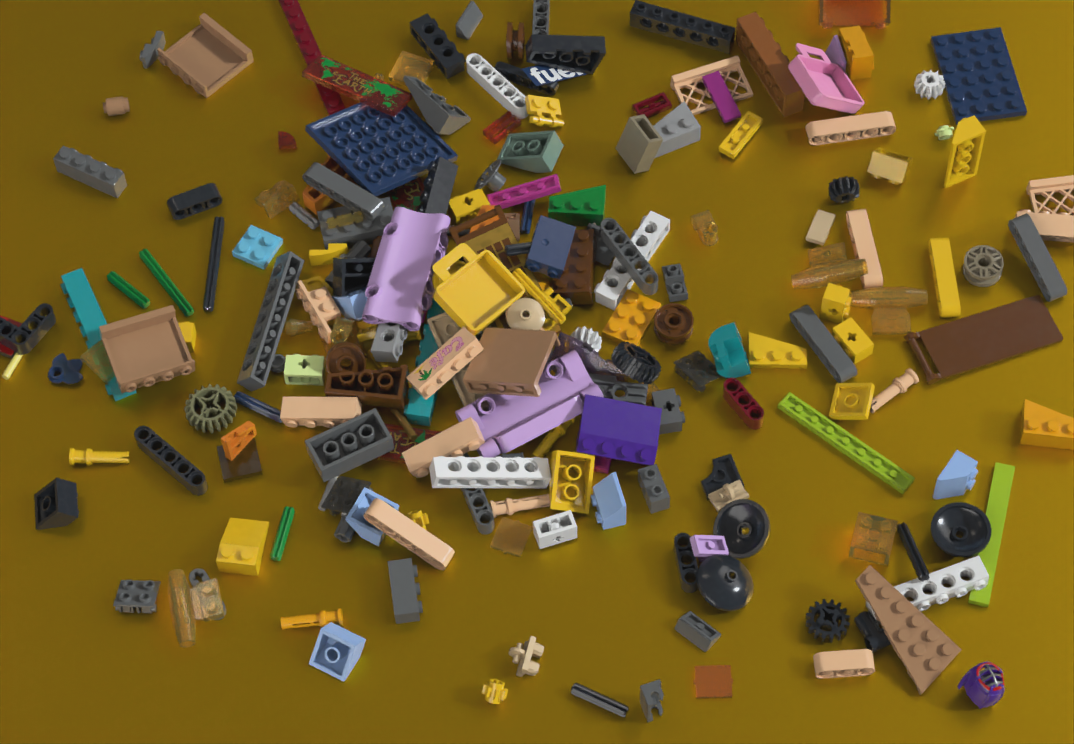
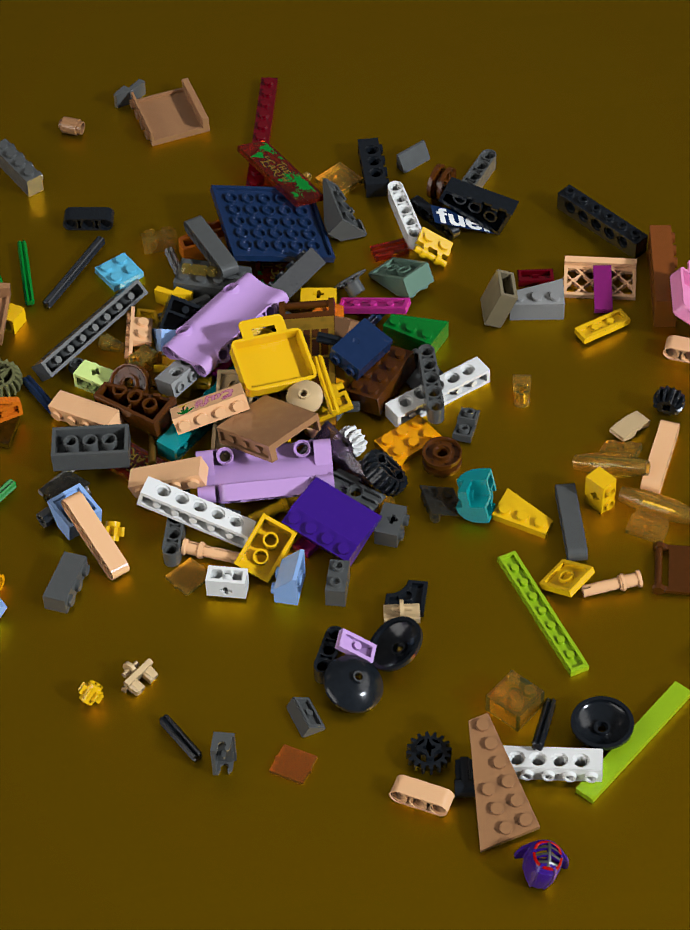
camera: 25 degrees right, 10 degrees down
(286, 141) = (196, 199): clear red tile -> none
(745, 411) = (464, 544): dark red beam -> none
(853, 340) = (599, 529): yellow brick -> none
(956, 477) = (623, 676): light blue slope -> none

